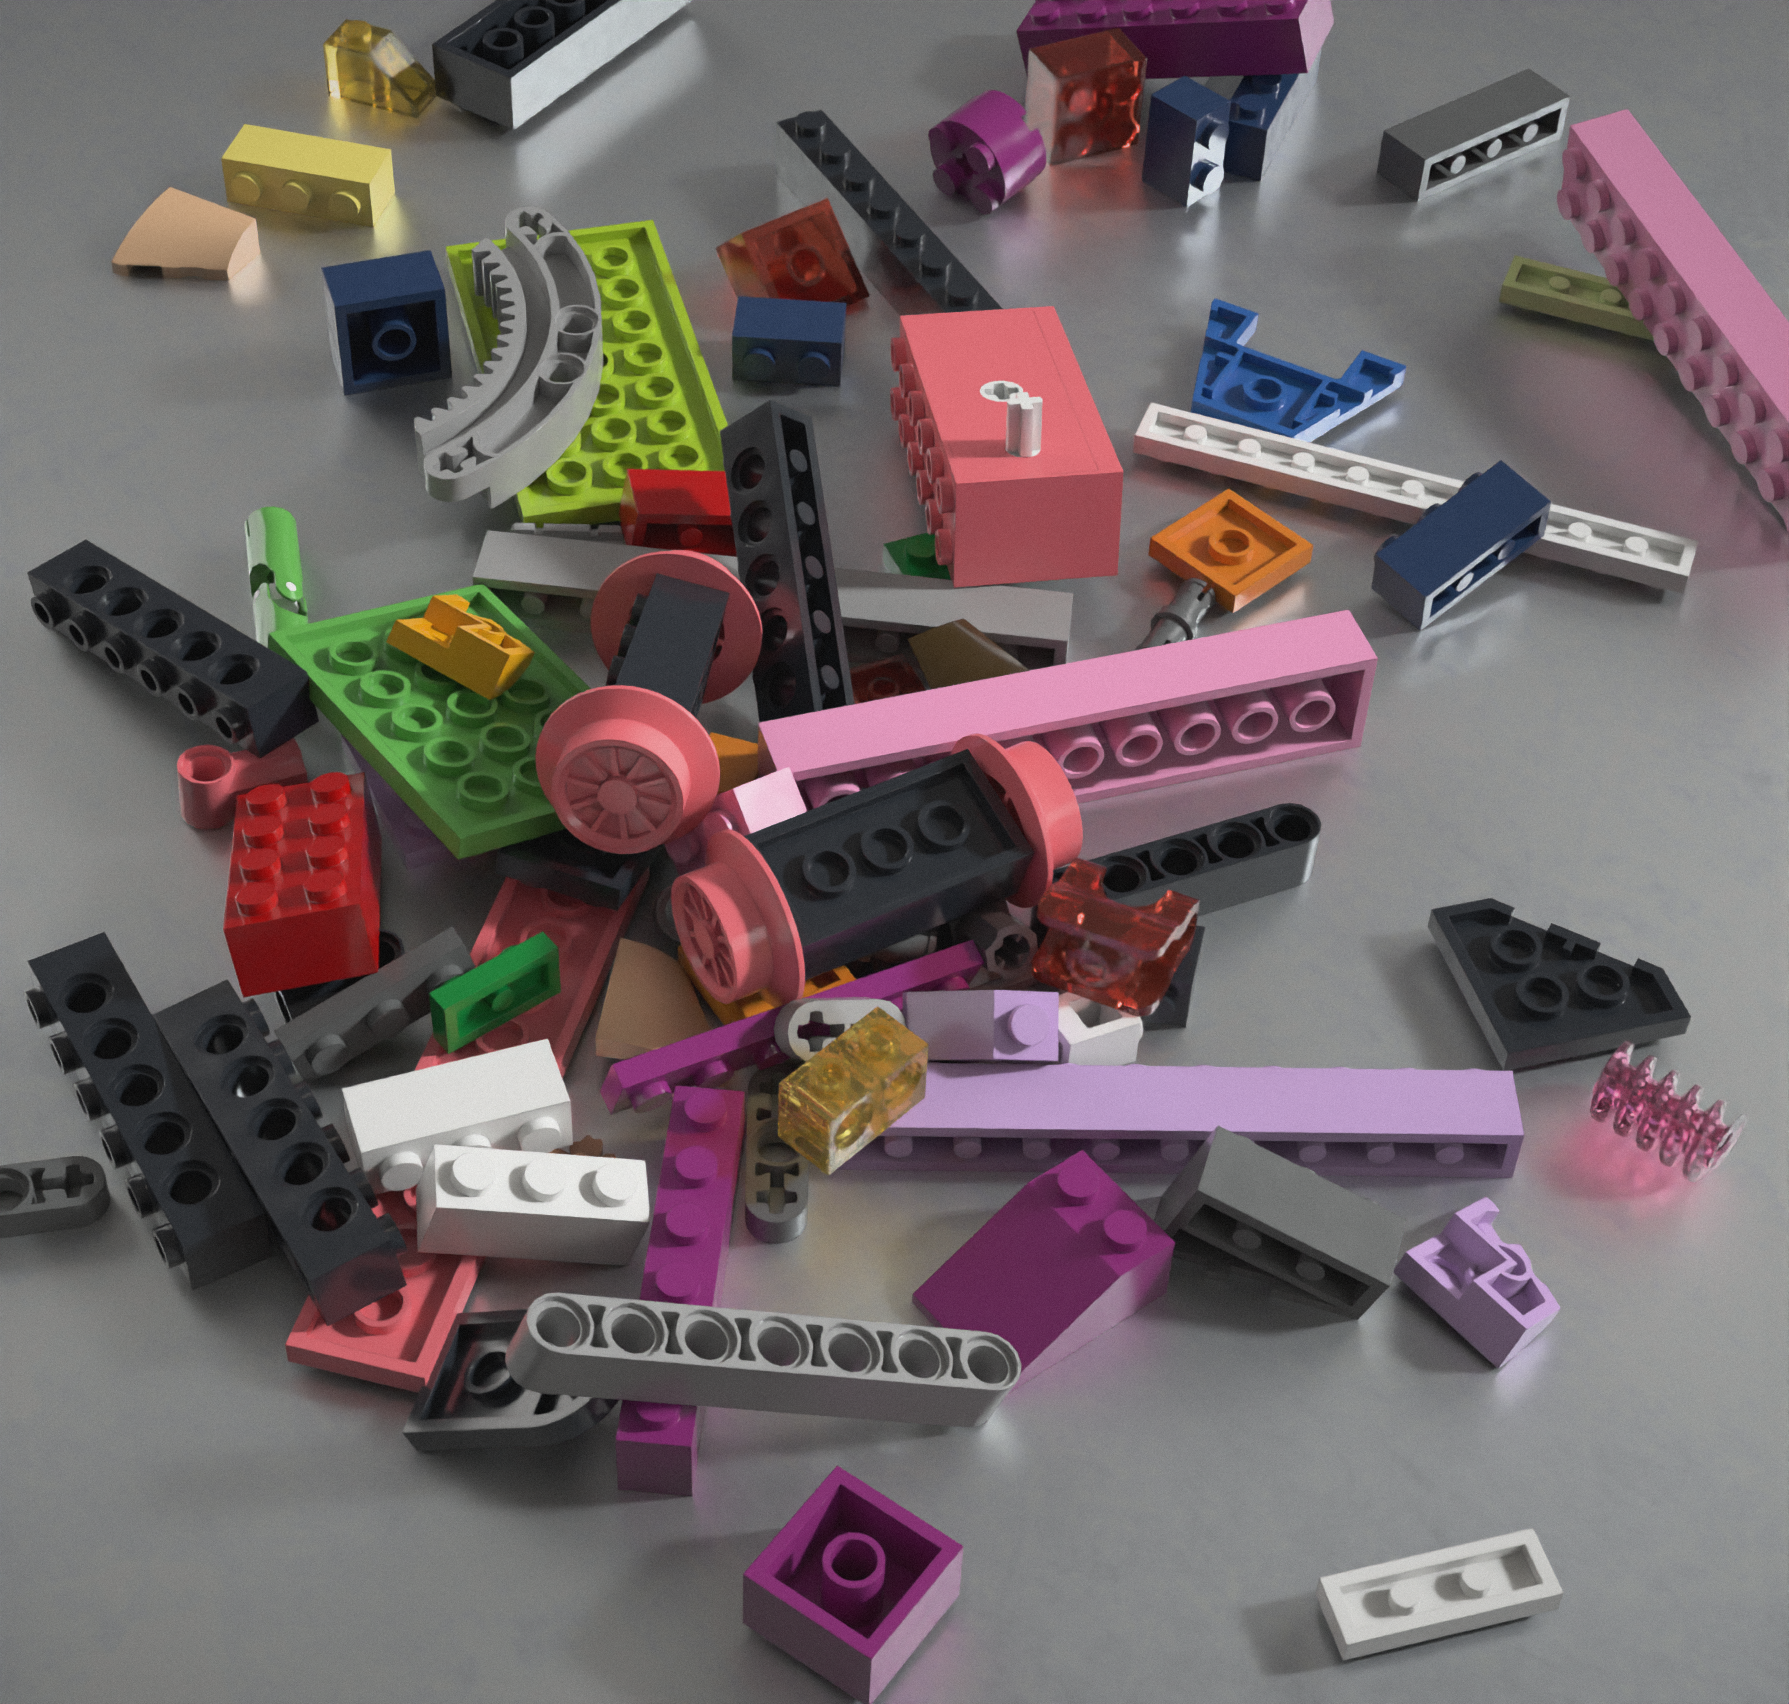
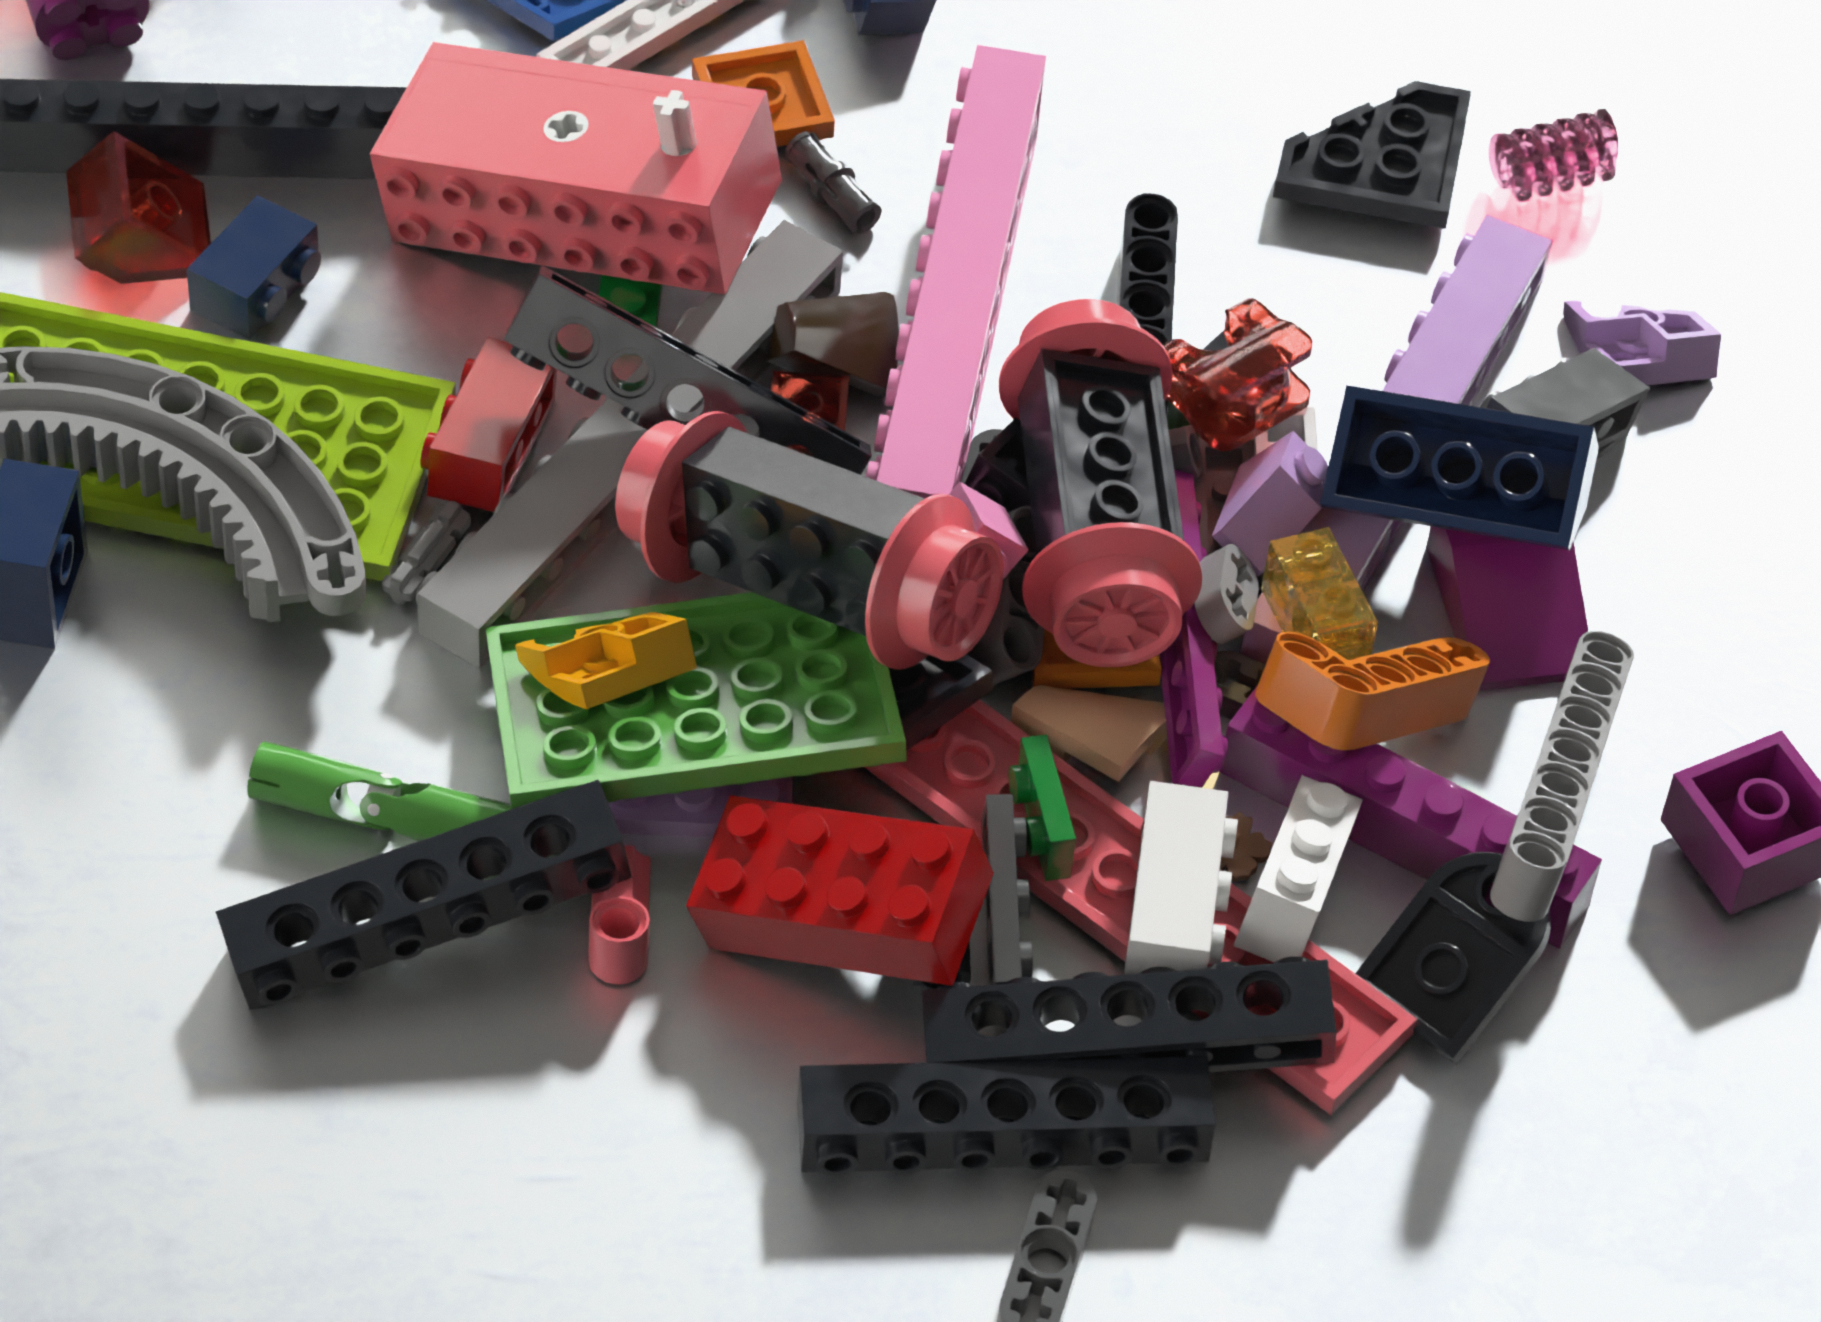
camera: 65 degrees left, 5 degrees up
(786, 1187) = (1373, 695): none -> orange beam
(1096, 1136) = (1460, 467): none -> dark blue slope

